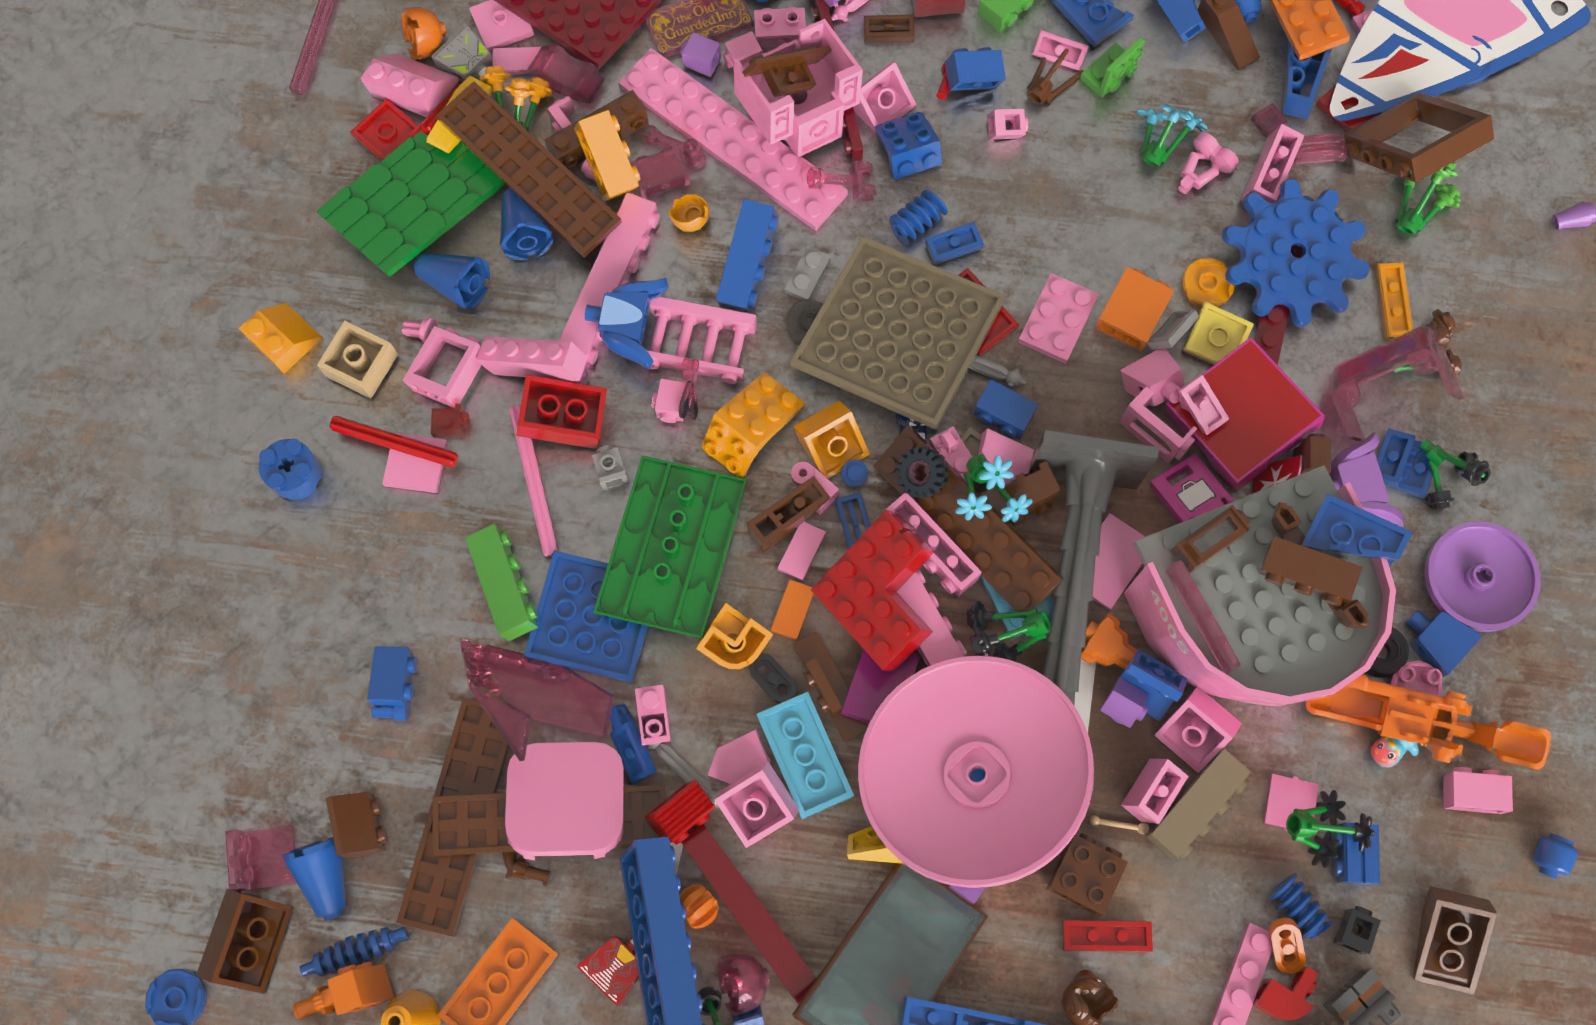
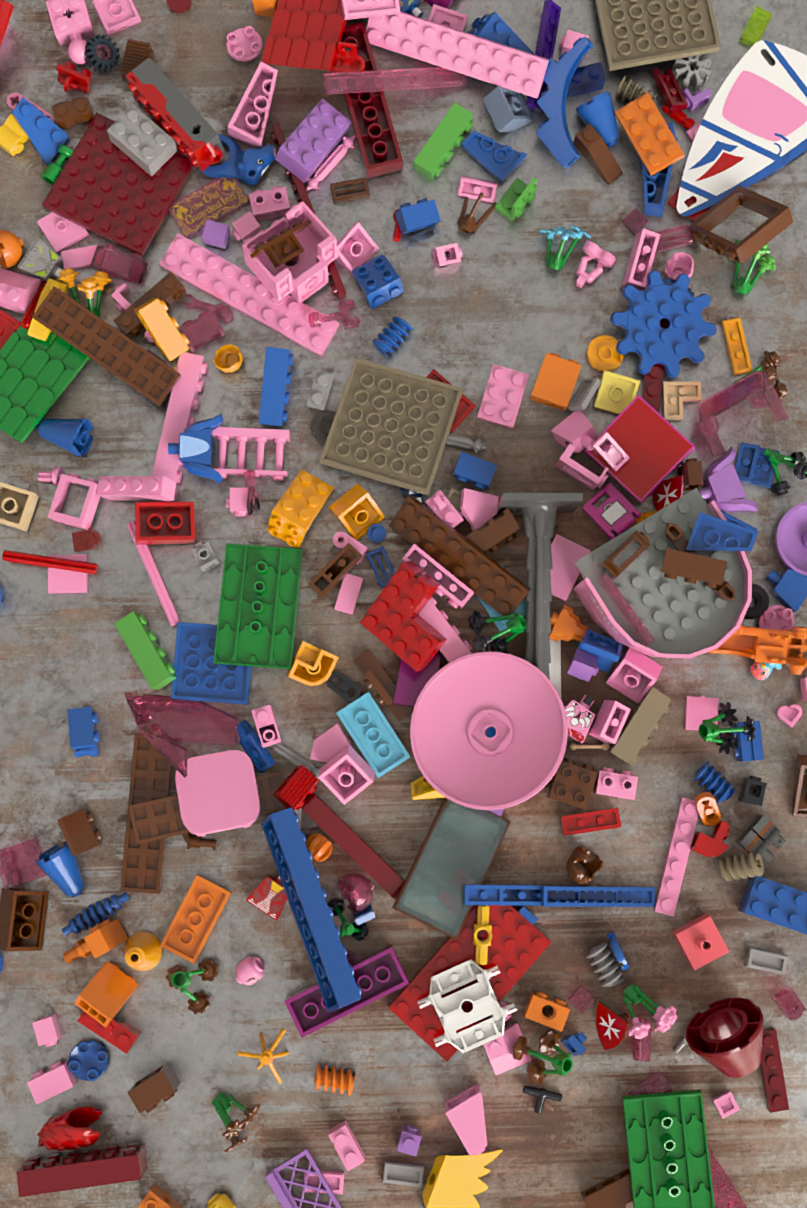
camera: 15 degrees left, 10 degrees up
(522, 229) = (109, 390): blue cone -> none
(792, 610) = (349, 636): orange tile -> none
(934, 469) = (431, 526): black bush -> none
(954, 243) = (421, 352): blue plate -> none
(983, 471) = (473, 525): medium azure plant -> none
(1110, 779) = (579, 718): none -> torso
(1152, 886) = (616, 784): none -> bright pink brick
(1302, 349) = (675, 394): none -> tan plate
(1325, 178) = (679, 264): none -> bright pink hair
(1422, 825) = (789, 714): none -> bright pink tile

